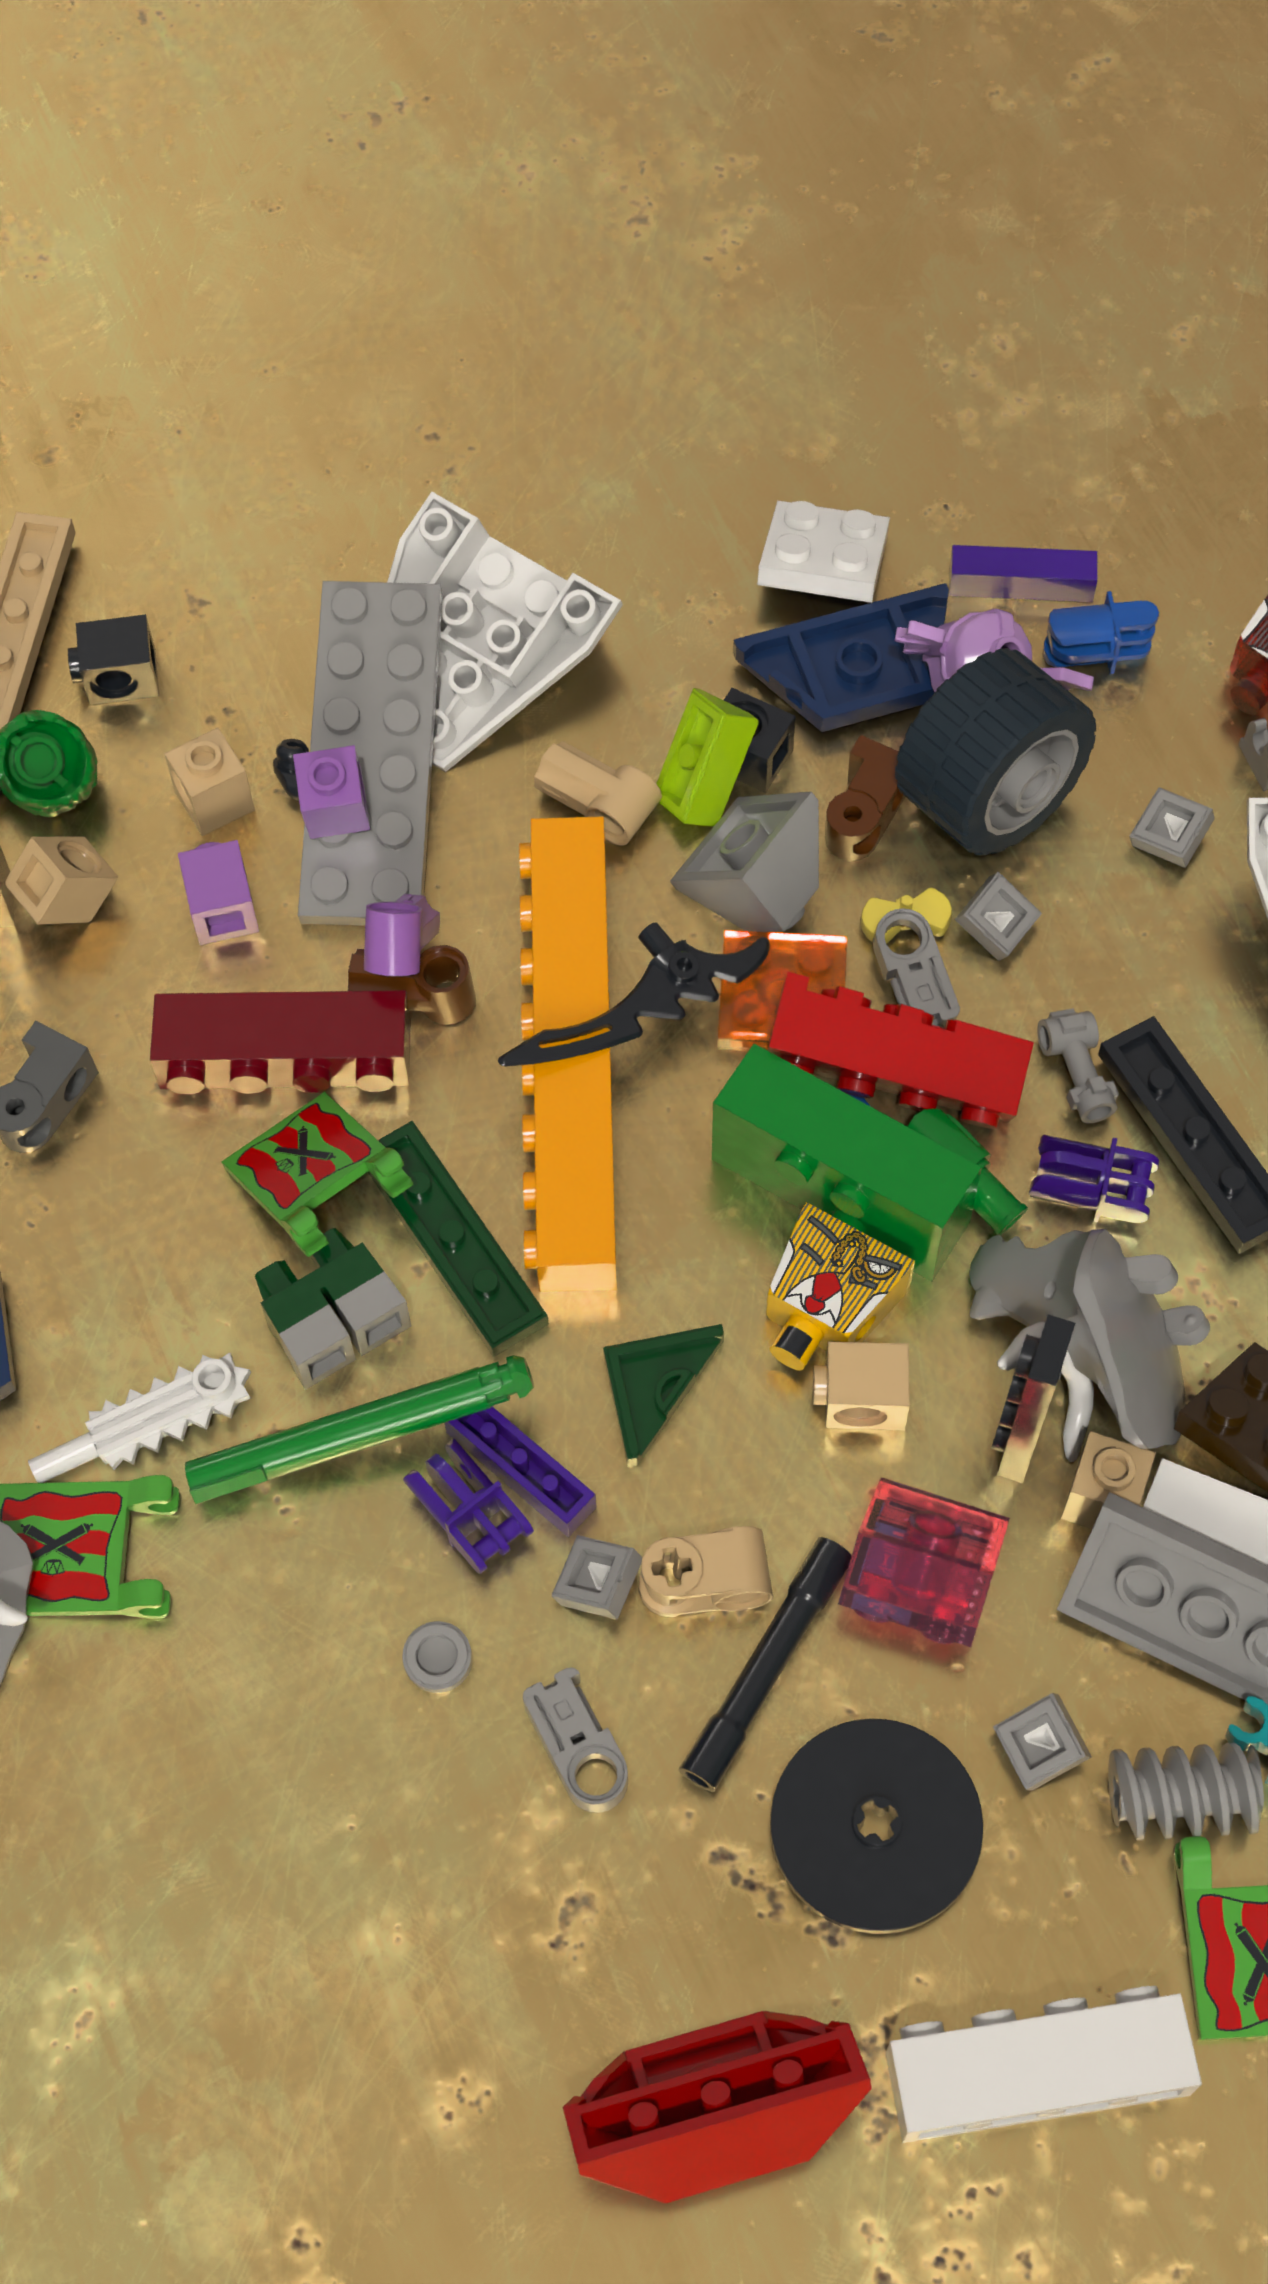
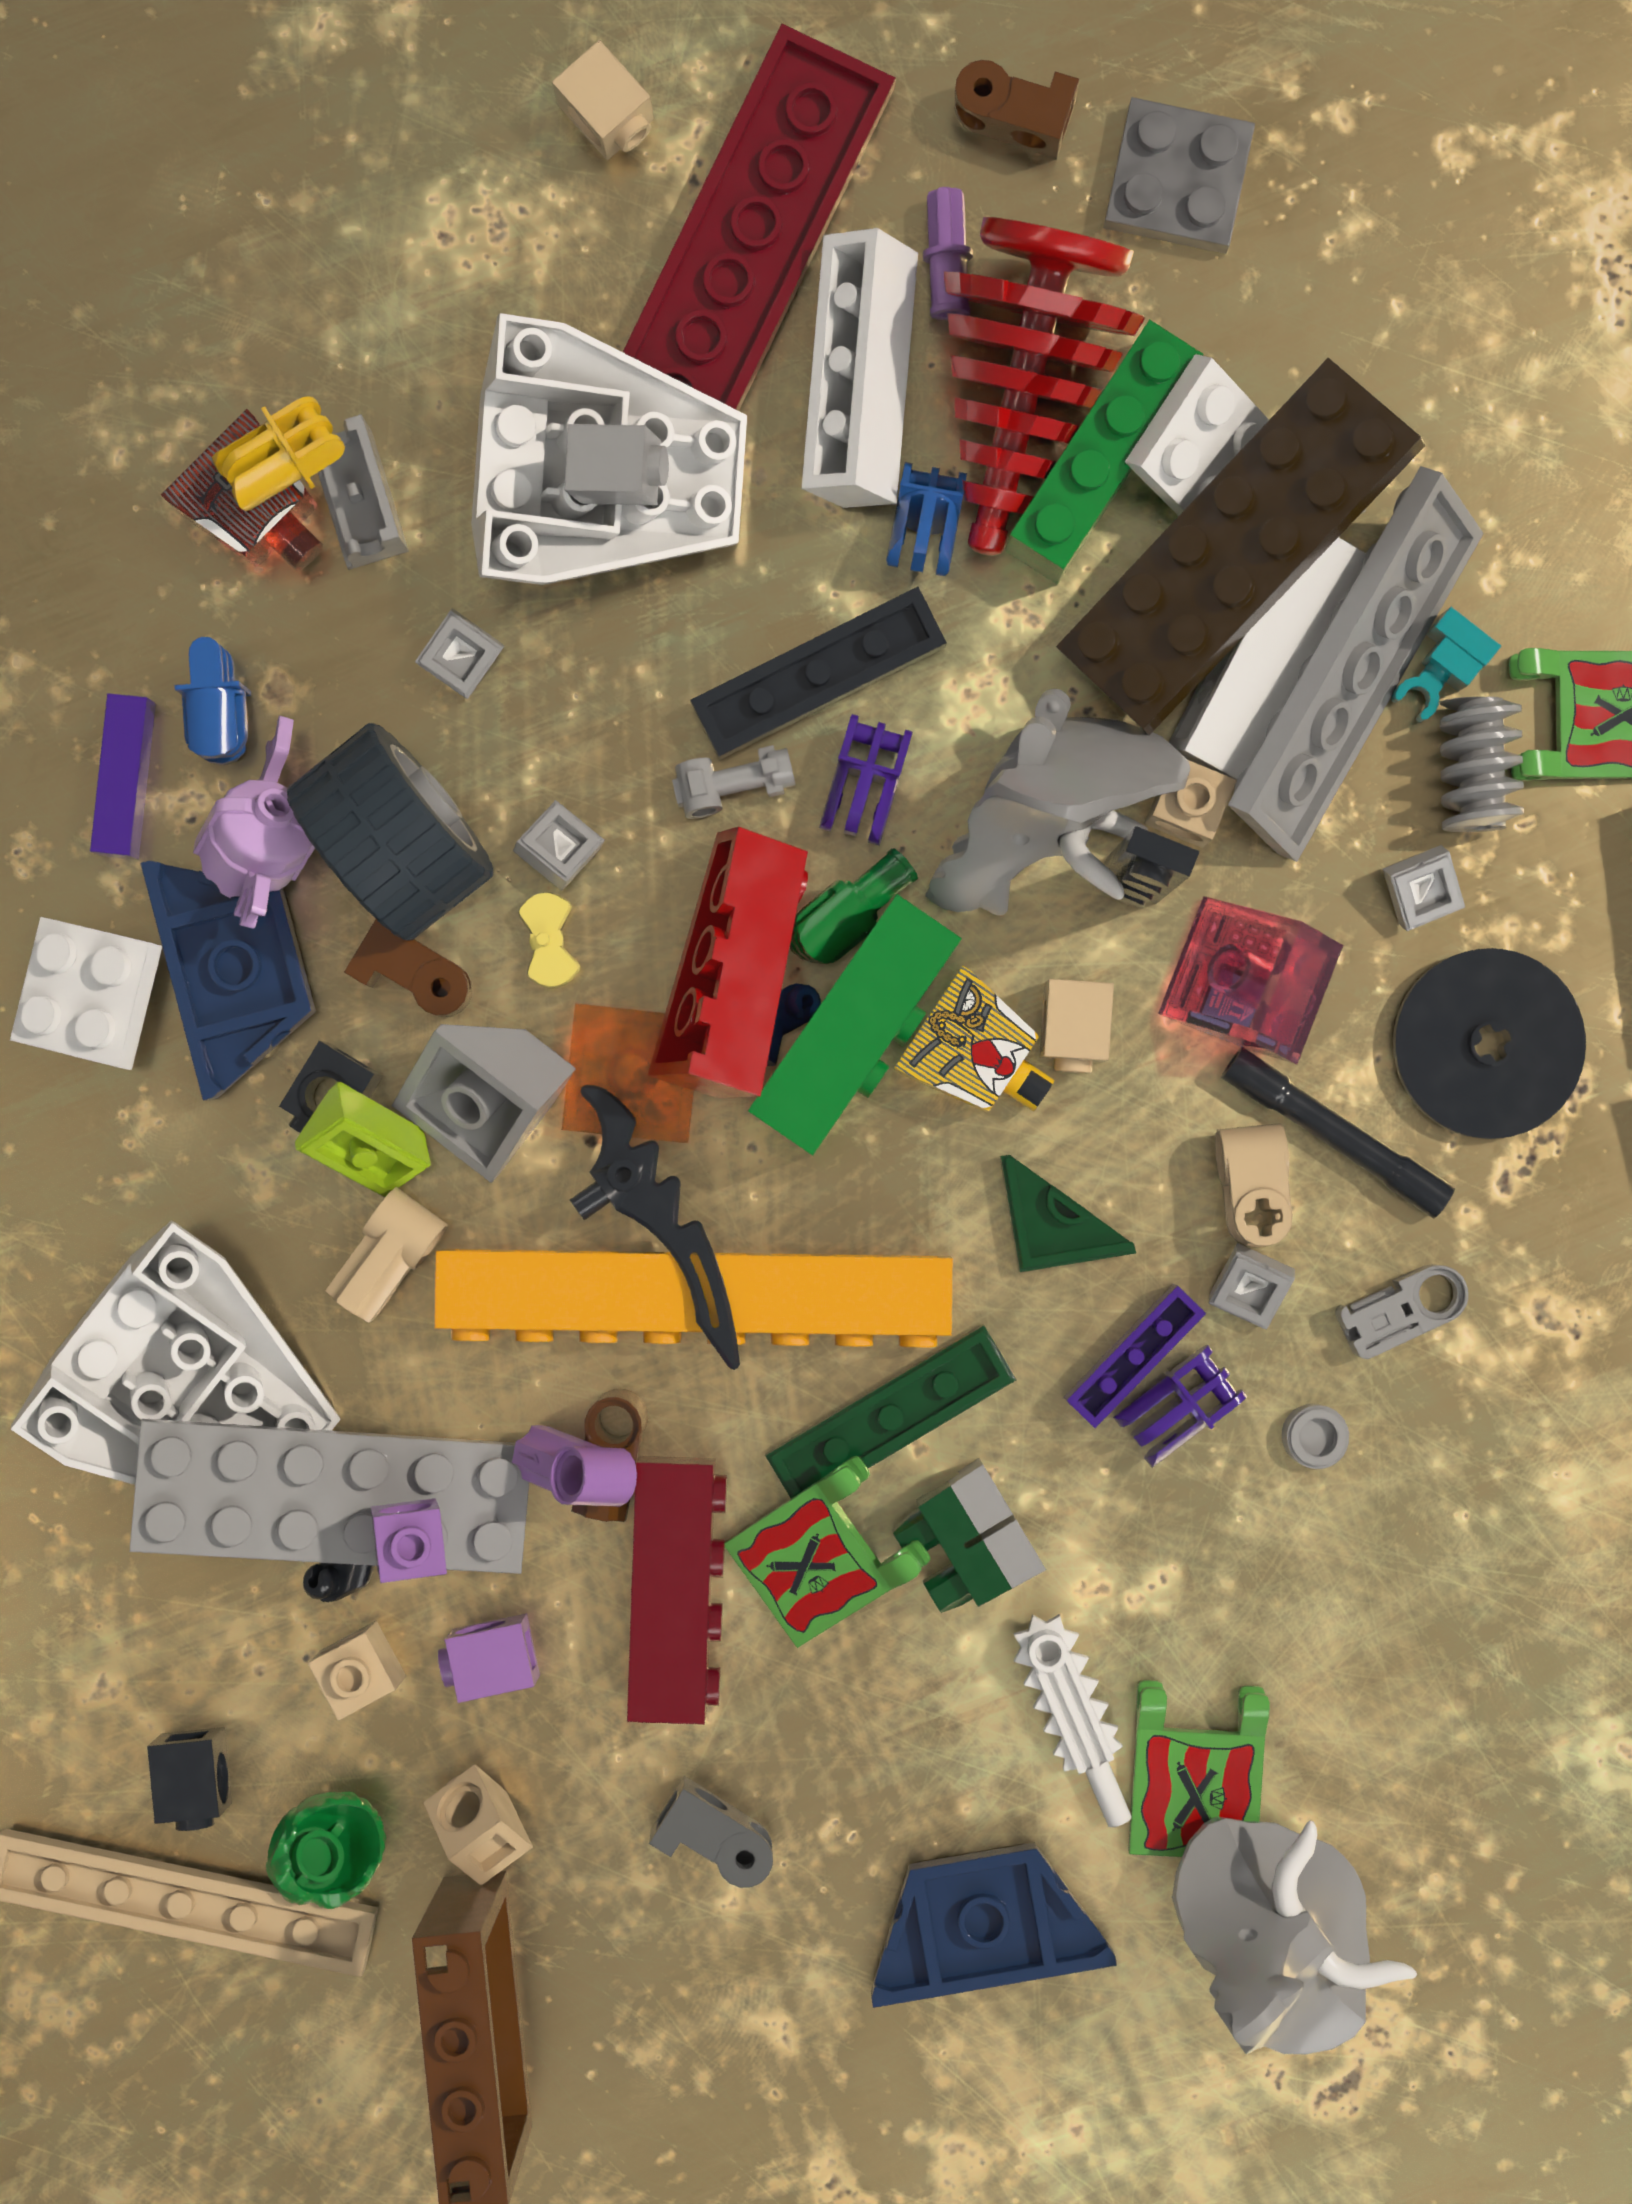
camera: 90 degrees left, 25 degrees up
(357, 1428) = (1125, 1609): green piece -> none
(920, 976) = (628, 935): light grey piece -> none

